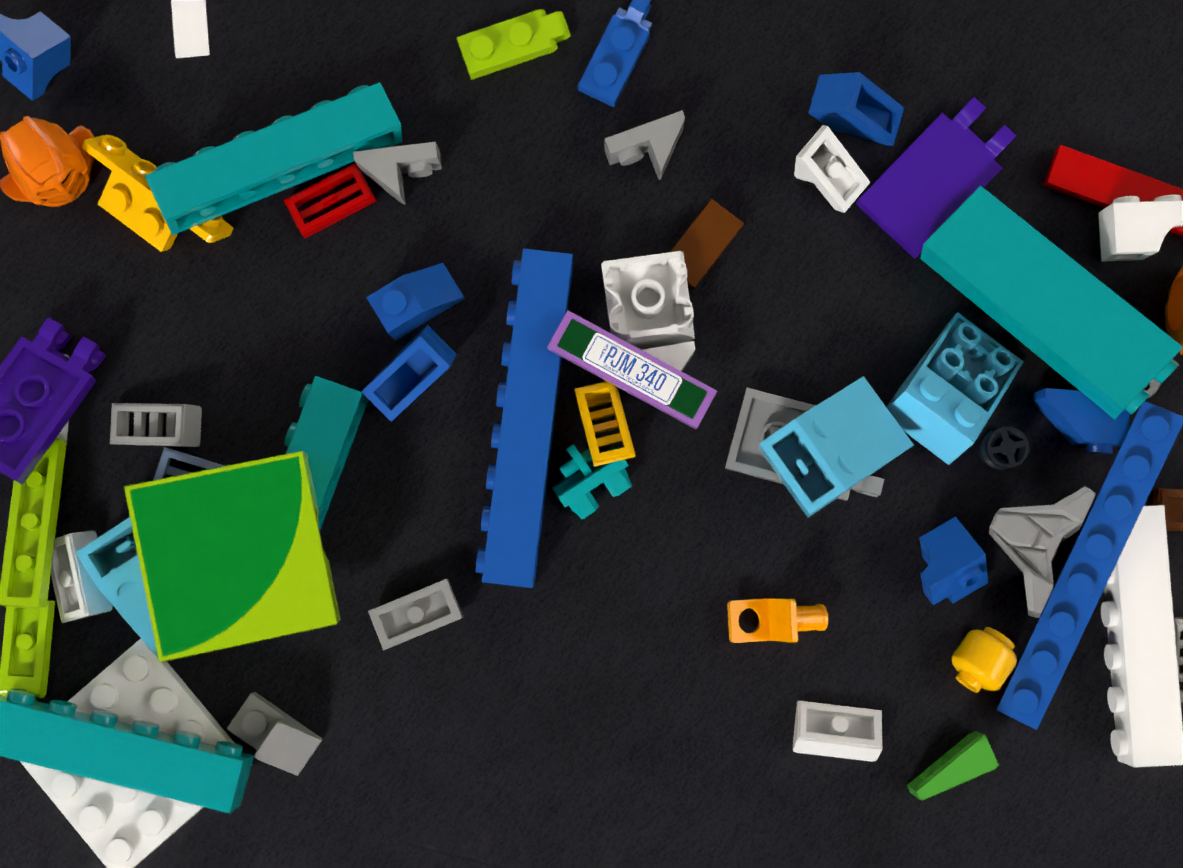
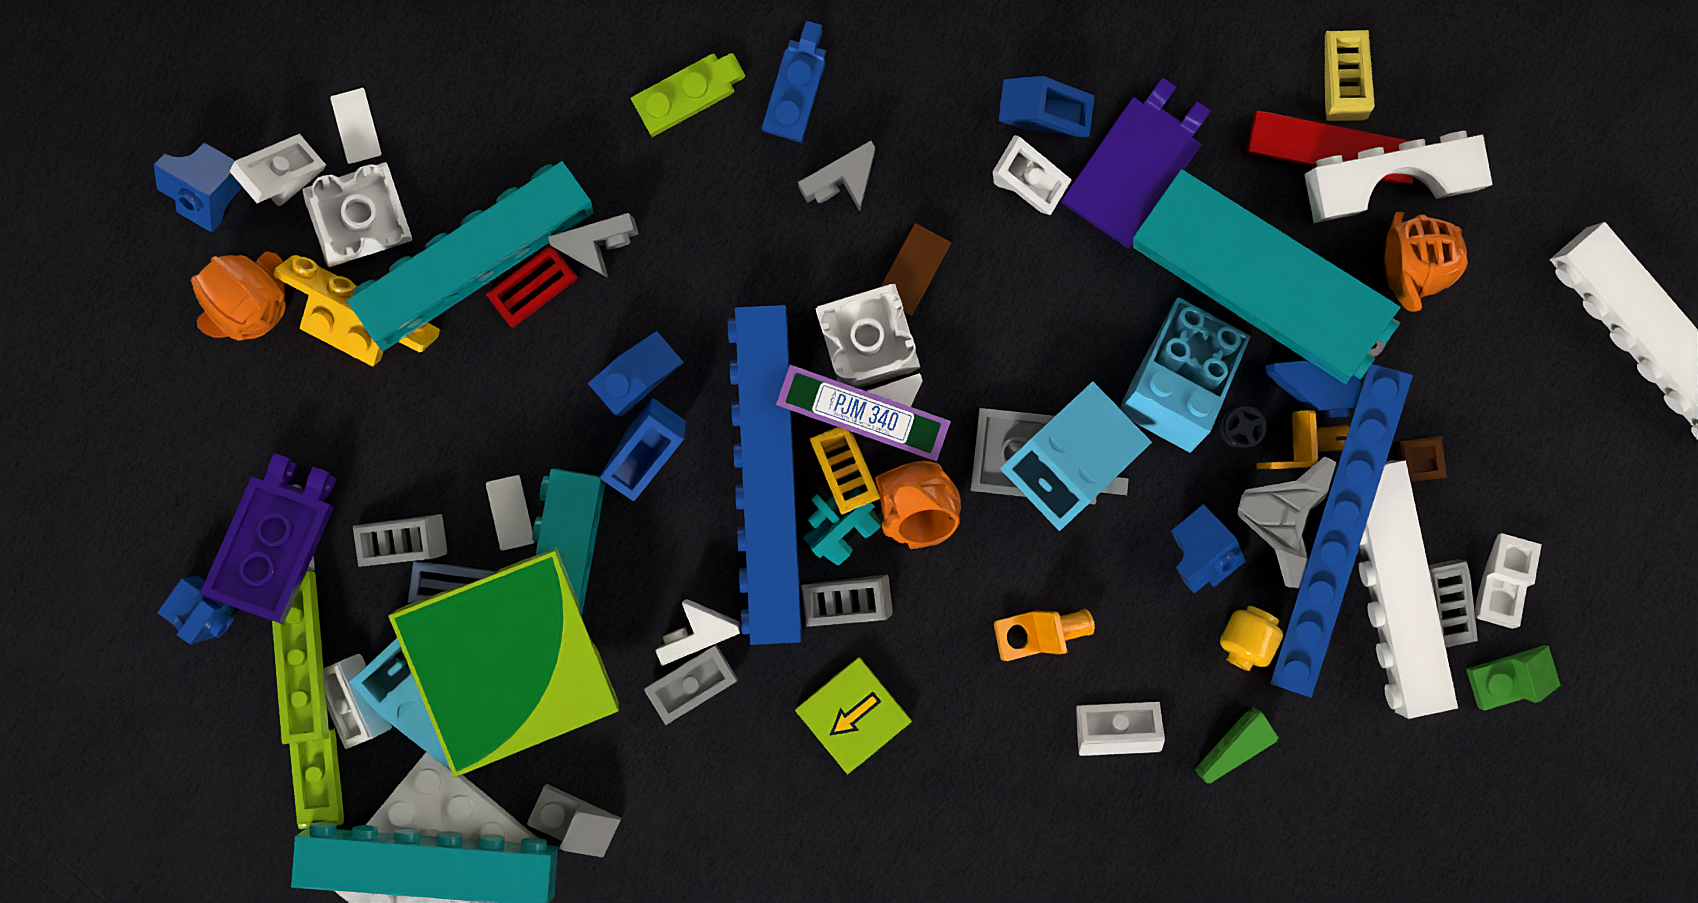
camera: 15 degrees left, 5 degrees up
(106, 50) = (278, 170): none -> white slope
(173, 104) = (356, 214): none -> white slope
(268, 416) = (510, 512): none -> white sticker
(442, 562) = (708, 629): none -> white slope
(572, 673) = (853, 715): none -> lime tile
(620, 557) = (862, 584): none -> light grey slope
(672, 471) = (918, 504): none -> orange piece
(1067, 473) = (1309, 441): none -> light orange bracket
(1151, 152) = (1348, 102): none -> light yellow slope

